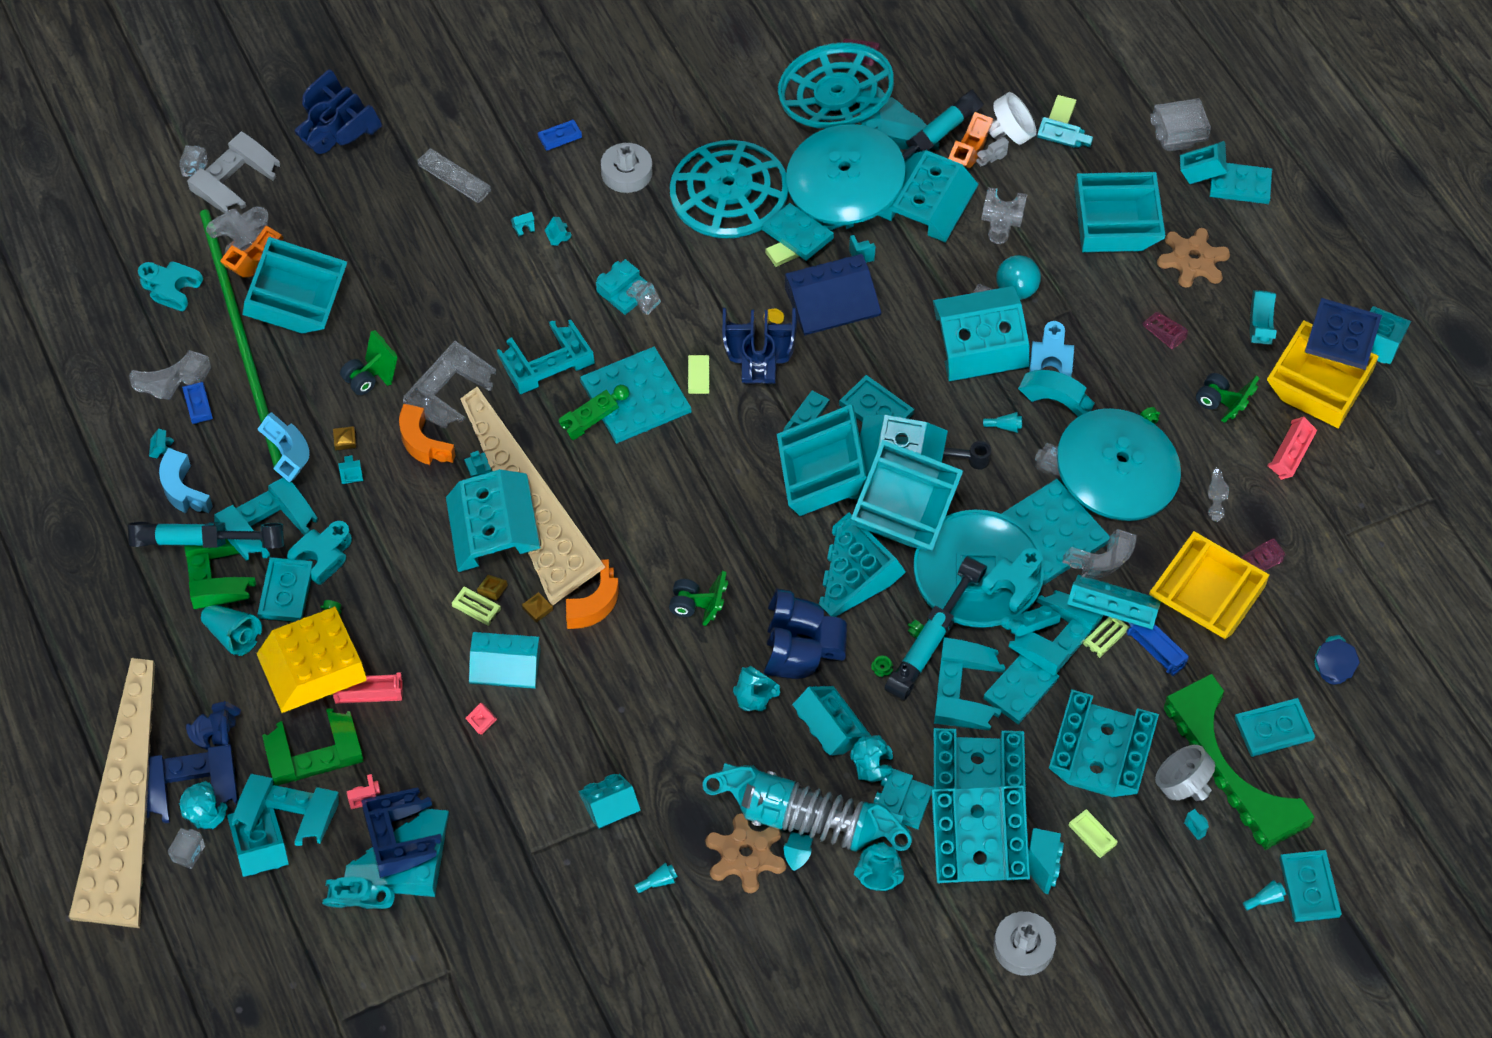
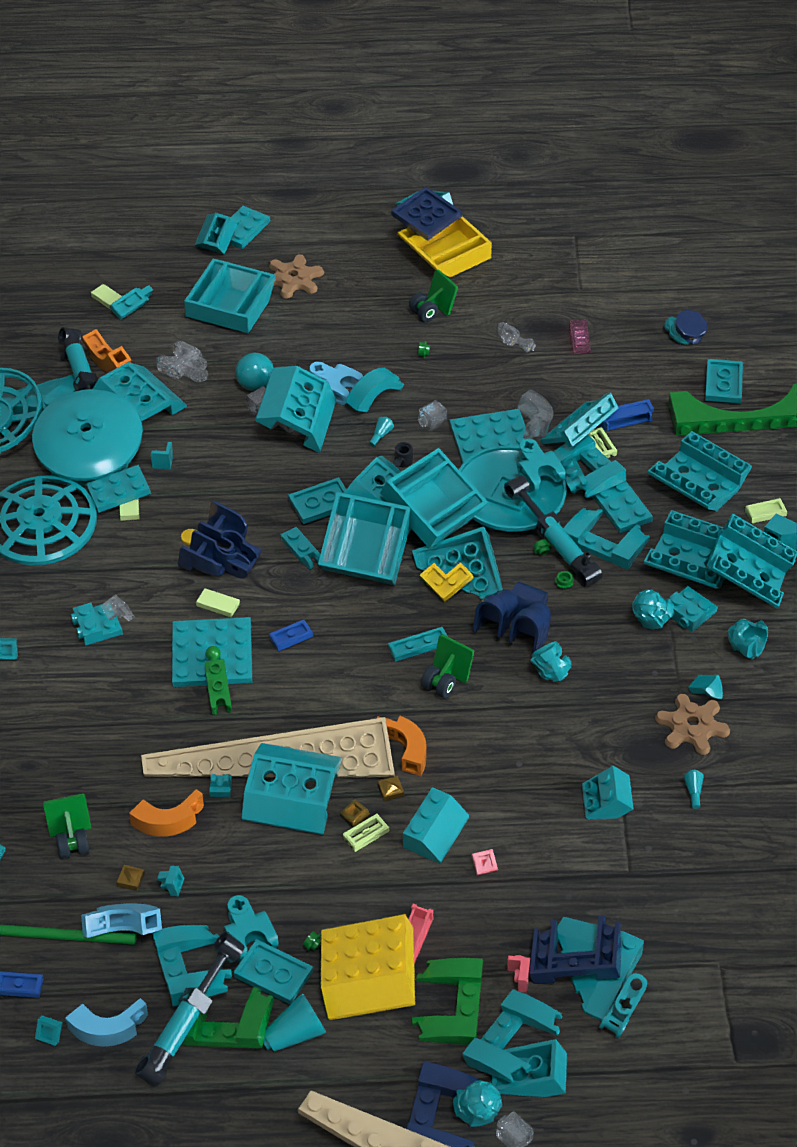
camera: 65 degrees left, 10 degrees down
(217, 725) = (396, 1066): dark blue animal -> none
(453, 360) = (101, 767): clear wedge -> none
(526, 374) = (147, 719): teal wedge -> none
(685, 450) = (291, 635): none -> blue plate
(728, 561) = (415, 644): none -> teal tile
(785, 805) = (681, 663): piece -> none
(818, 556) = (446, 584): none -> yellow plate
(829, 719) = (600, 627): teal slope -> none
(832, 294) = (192, 488): dark blue slope -> none
(995, 151) = (120, 340): light grey plate -> none
(1012, 119) = (103, 319): white piece -> none
(1113, 487) = (457, 380): teal dish -> none
(1167, 337) = (355, 310): clear pink slope -> none
(1180, 124) = (171, 234): clear brick -> none
(1186, 774) = (755, 439): light grey piece -> none
(1197, 824) = (786, 449): teal plate -> none
(1210, 585) = (593, 366): yellow slope -> none
(1262, 317) = (374, 259): teal arch -> none
(1293, 448) = (497, 284): coral container -> none

